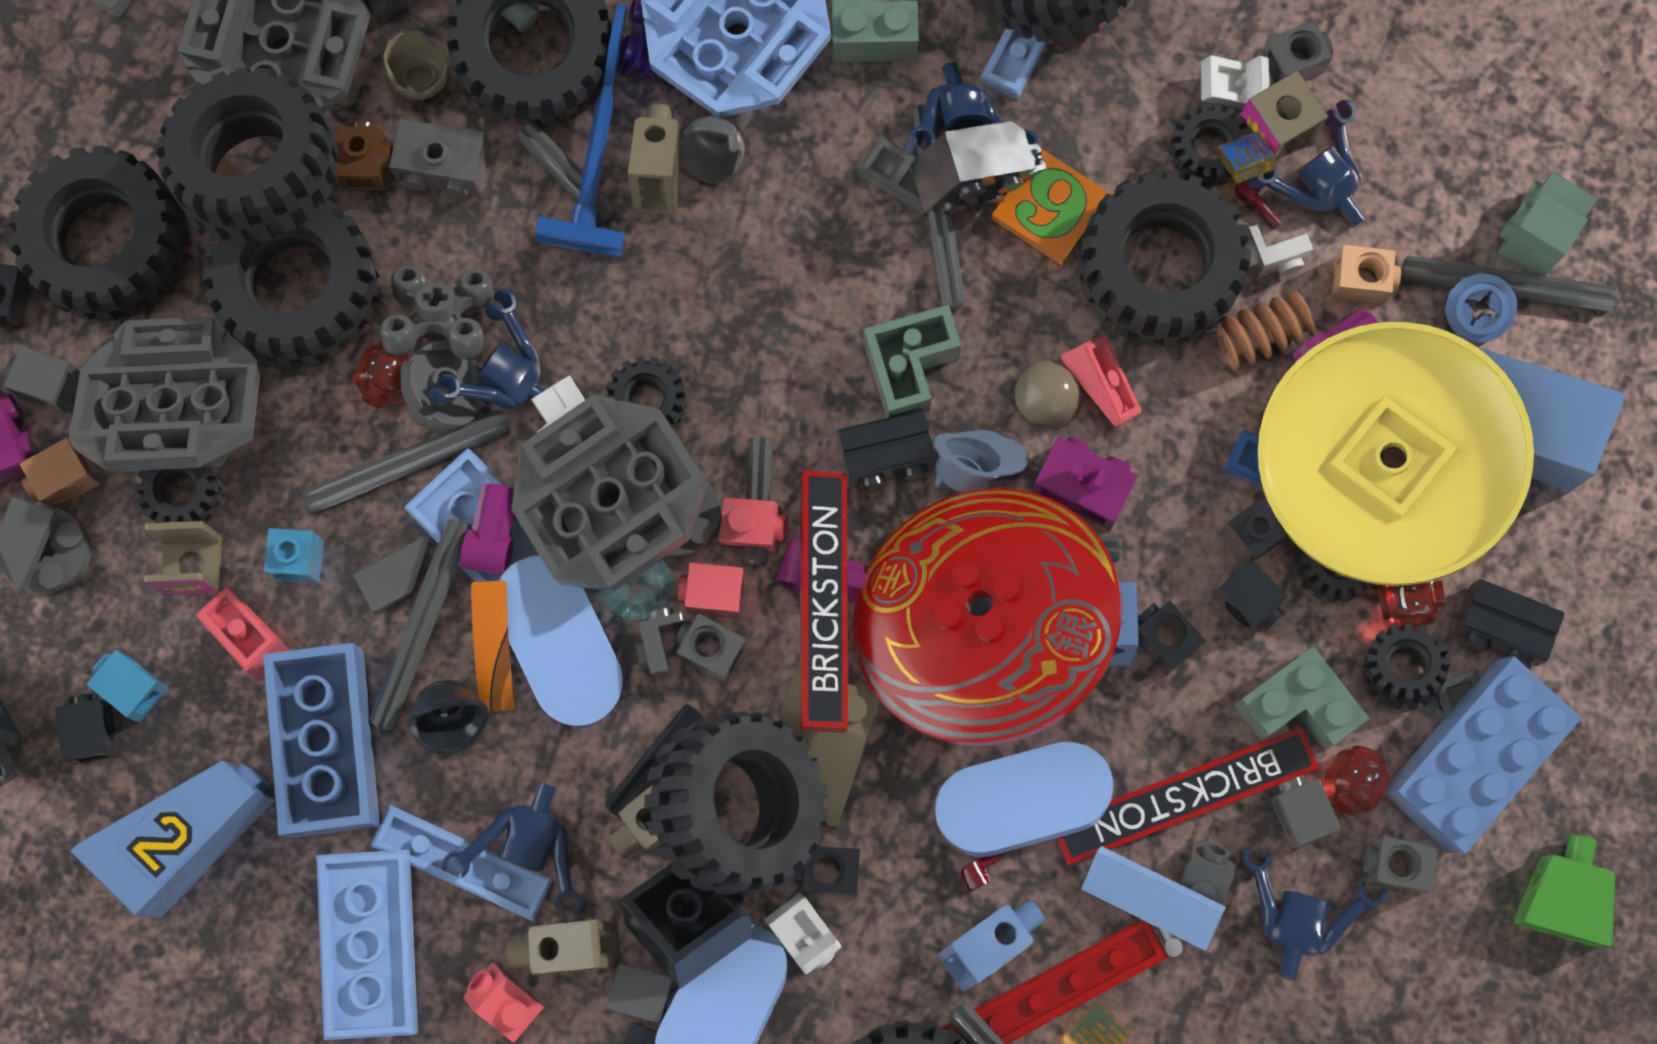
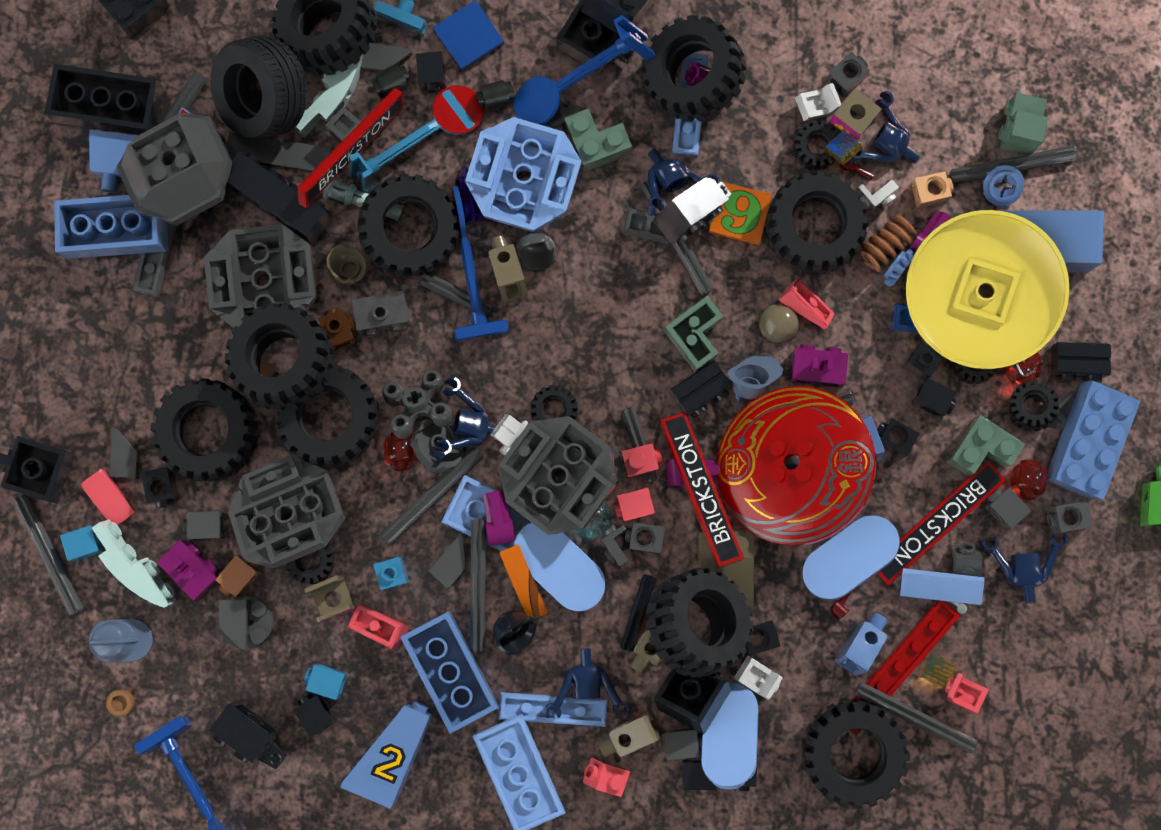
camera: 20 degrees left, 5 degrees up
(1266, 372) = (898, 267): none -> medium blue gear

